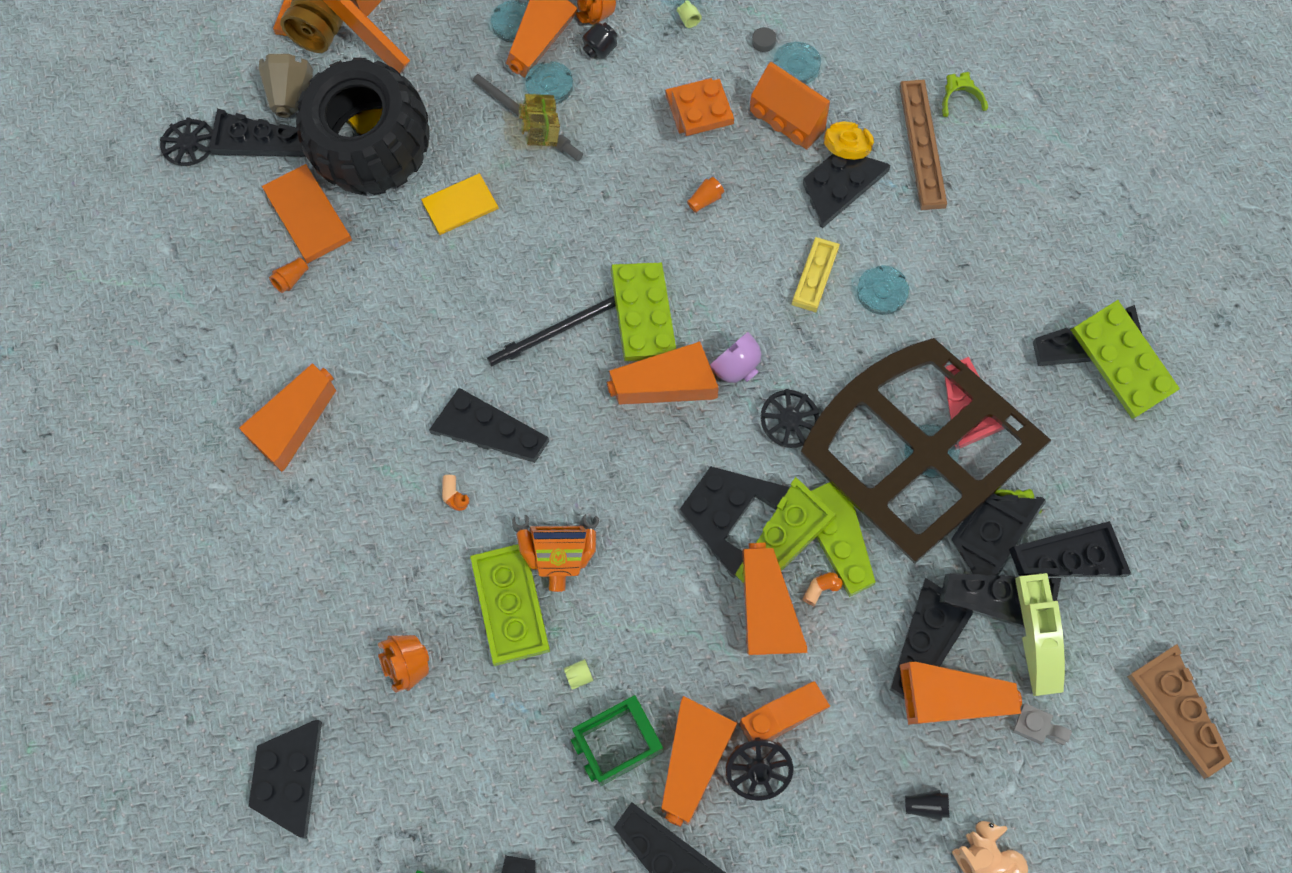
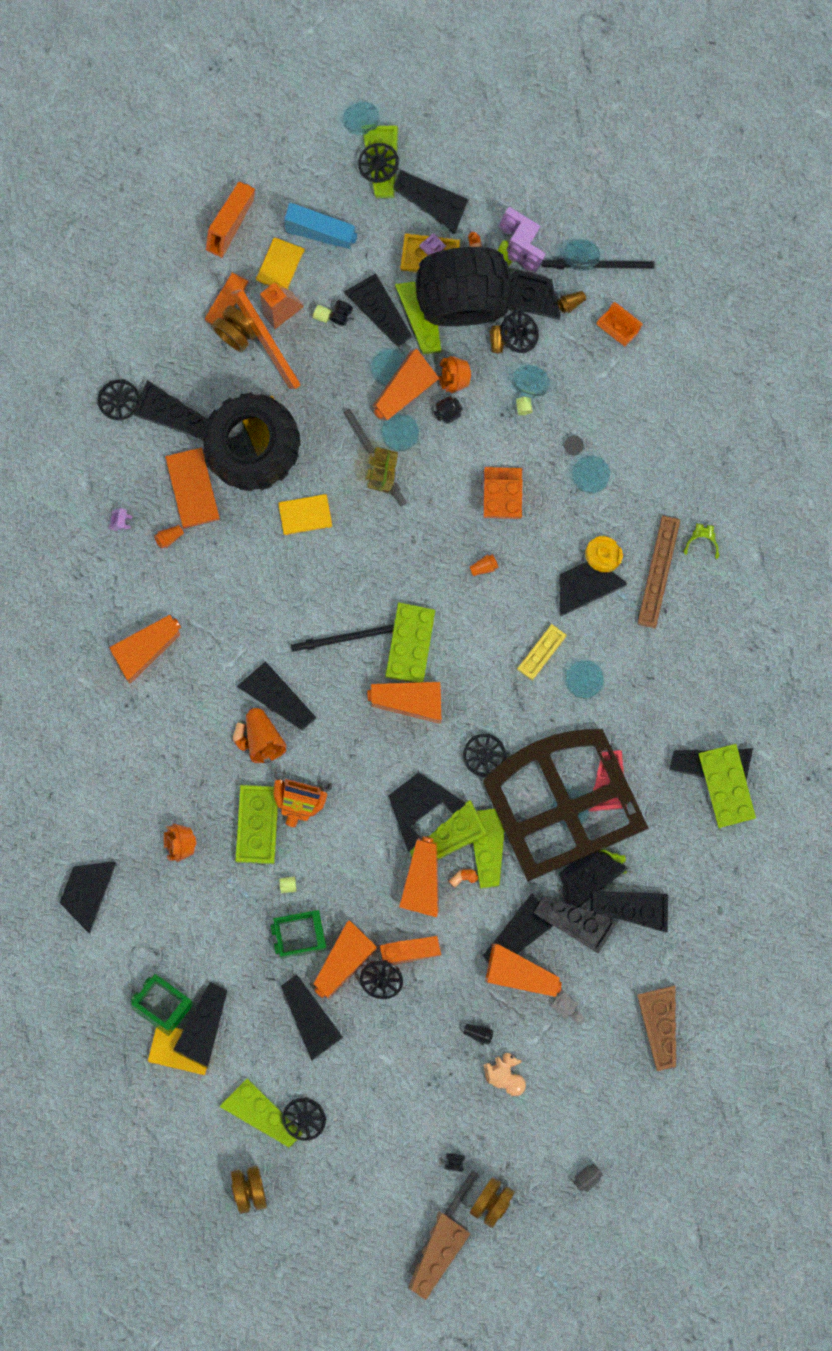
camera: 15 degrees right, 10 degrees up
(217, 273) = (118, 520): none -> lavender tile
(284, 82) = (201, 377): dark tan cone -> none
(484, 484) = (263, 737): none -> orange cone
(738, 361) = (462, 703): lavender cylinder -> none
(789, 106) = (567, 515): orange slope -> none
(1043, 636) = (589, 952): yellowish green slope -> none

